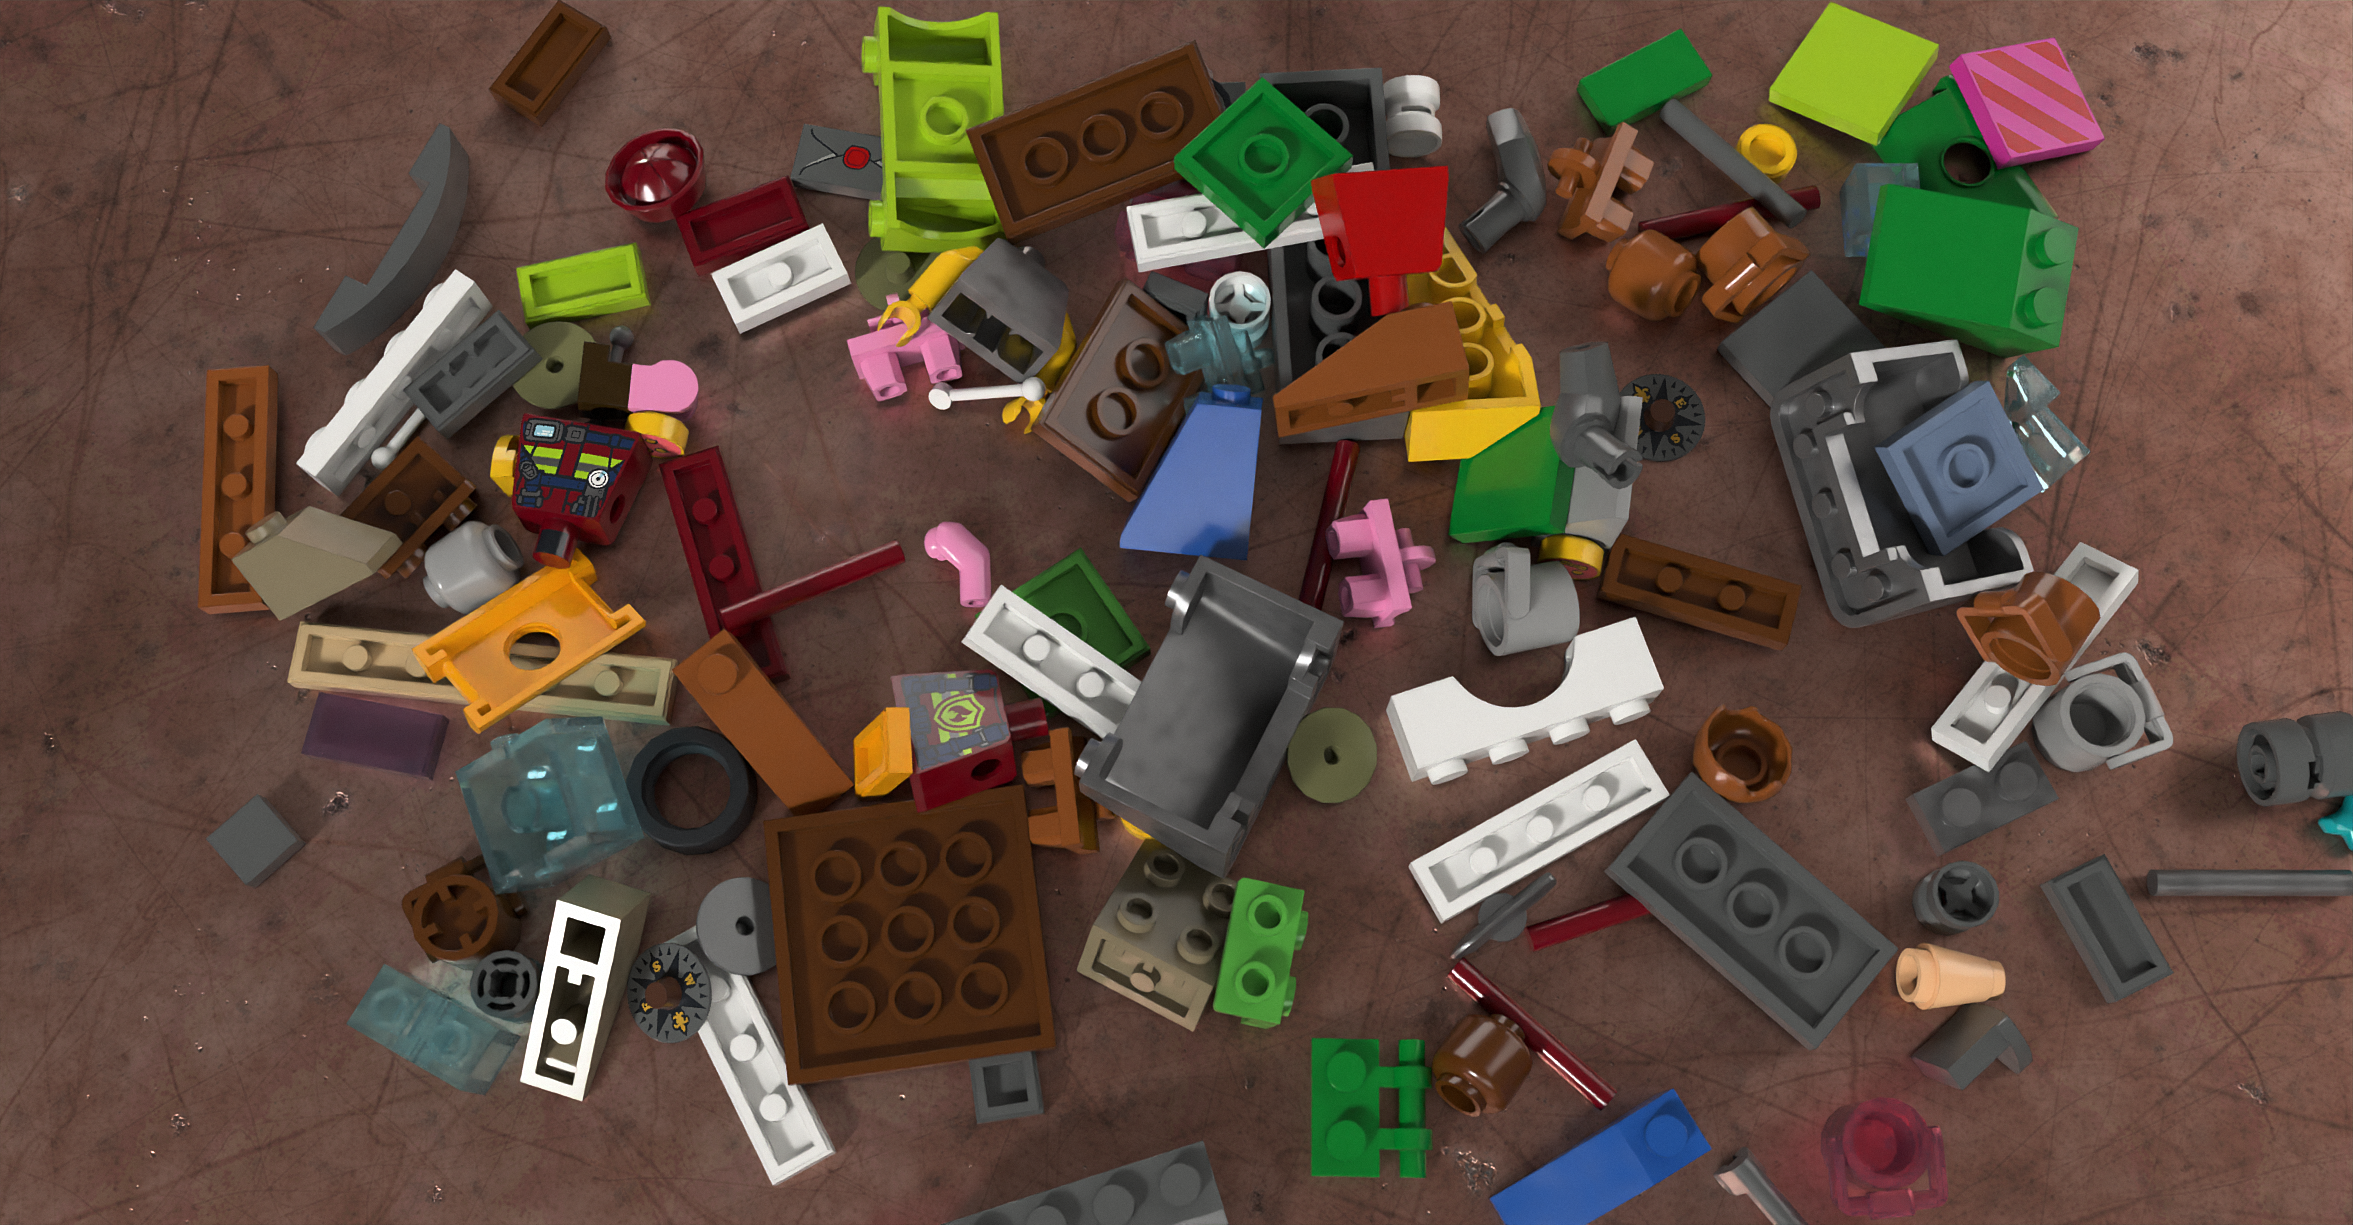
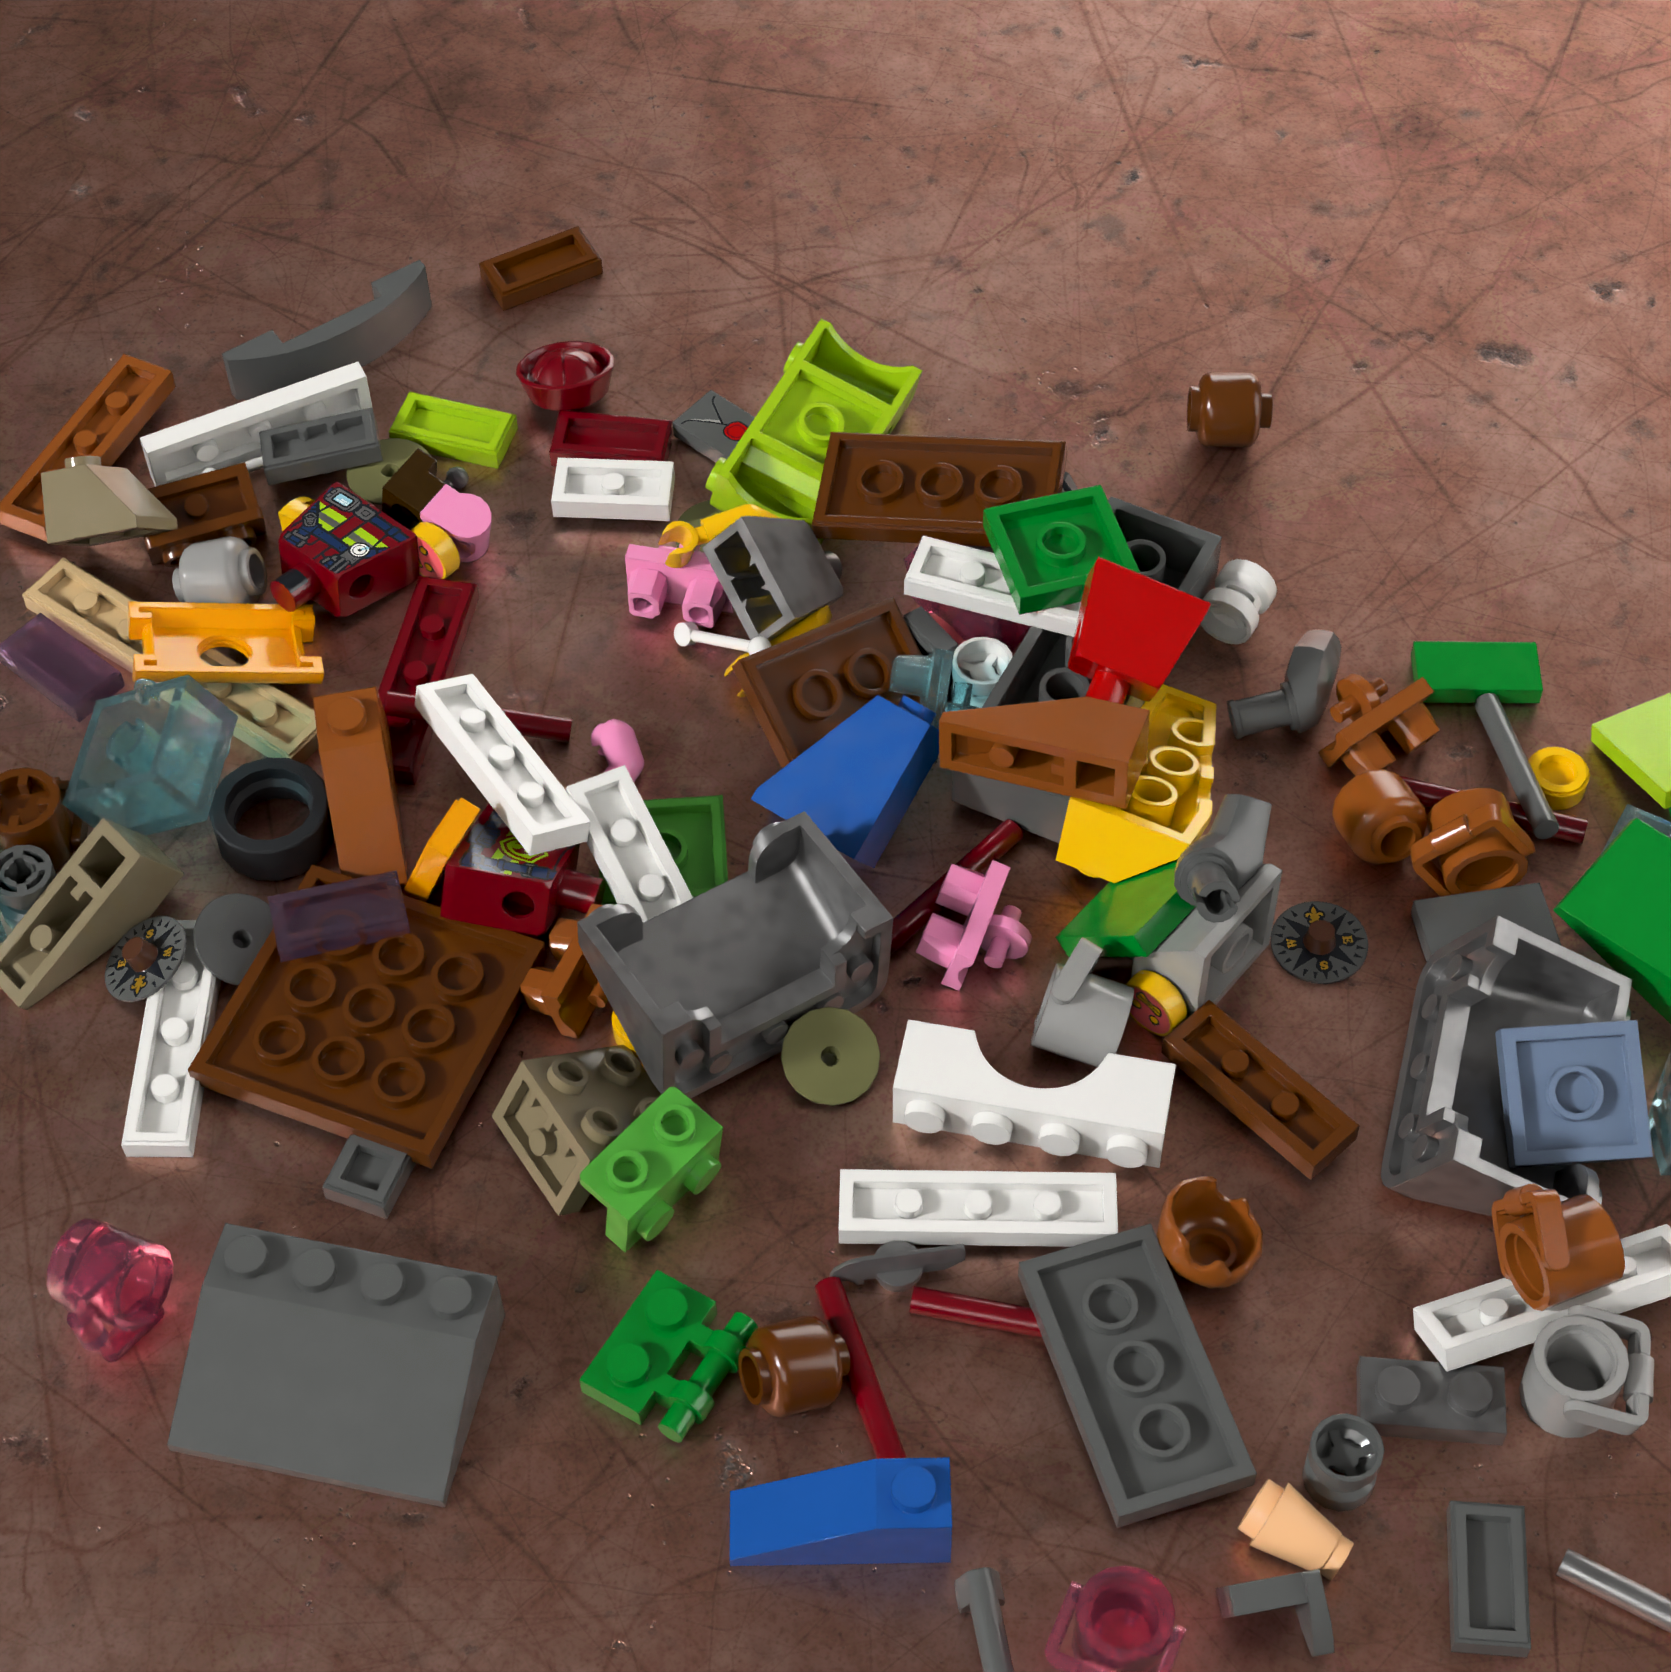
camera: 30 degrees right, 20 degrees down
(825, 862) = (338, 915): none -> tile
(883, 638) = (502, 764): none -> white plate

